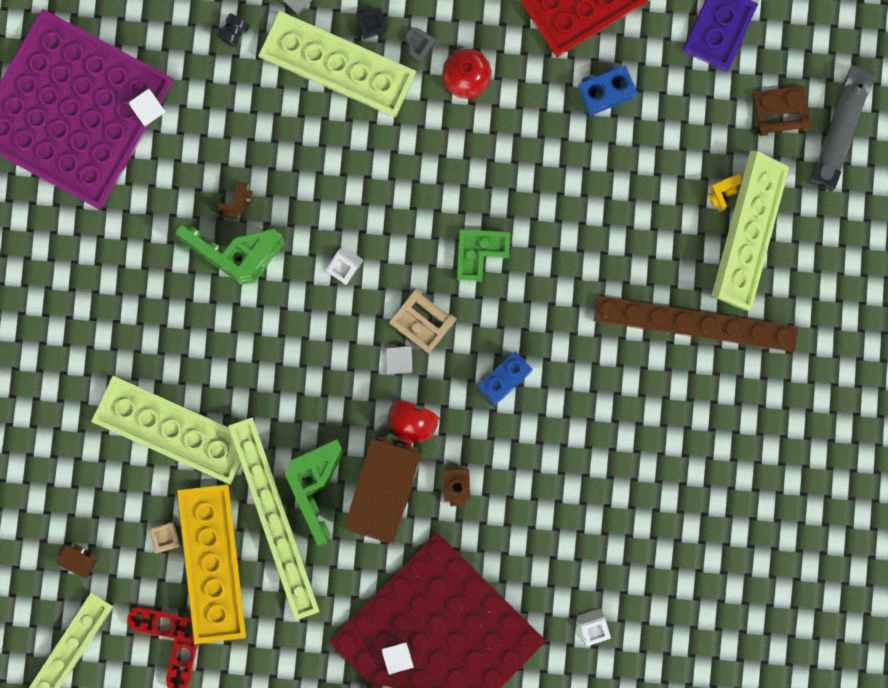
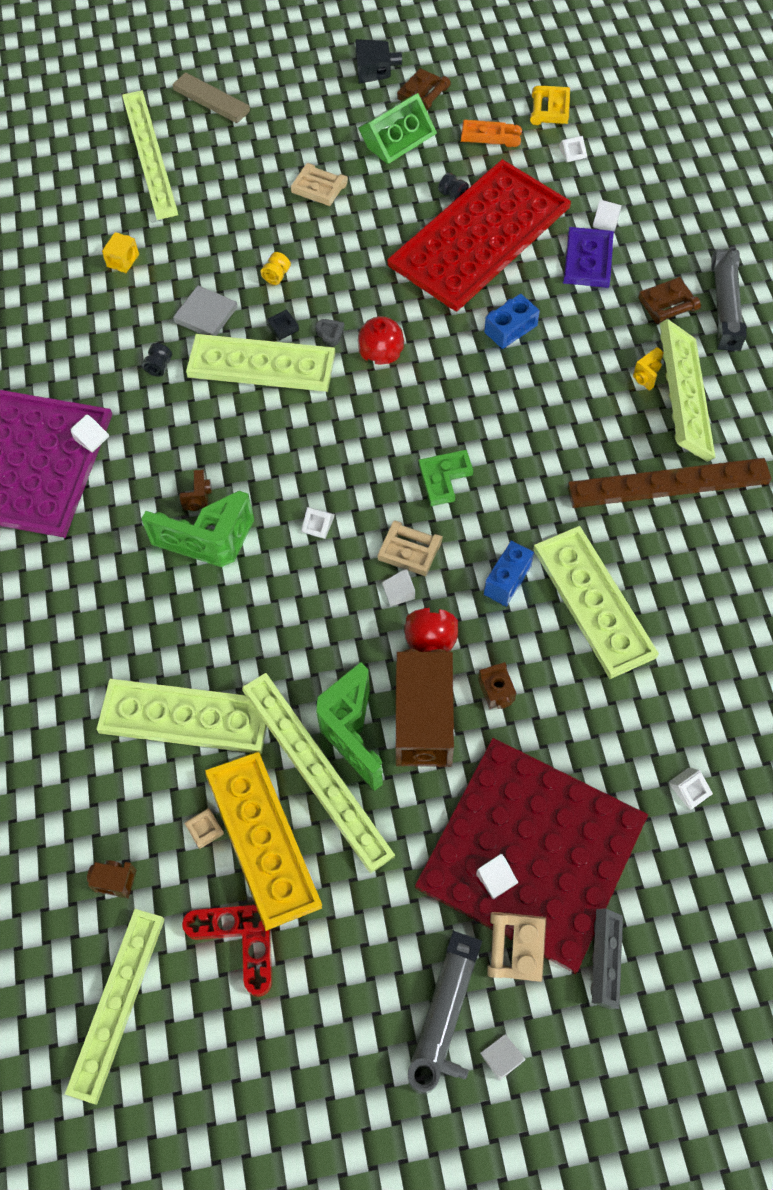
camera: 15 degrees left, 20 degrees down
(575, 428) = (595, 602): none -> yellowish green plate

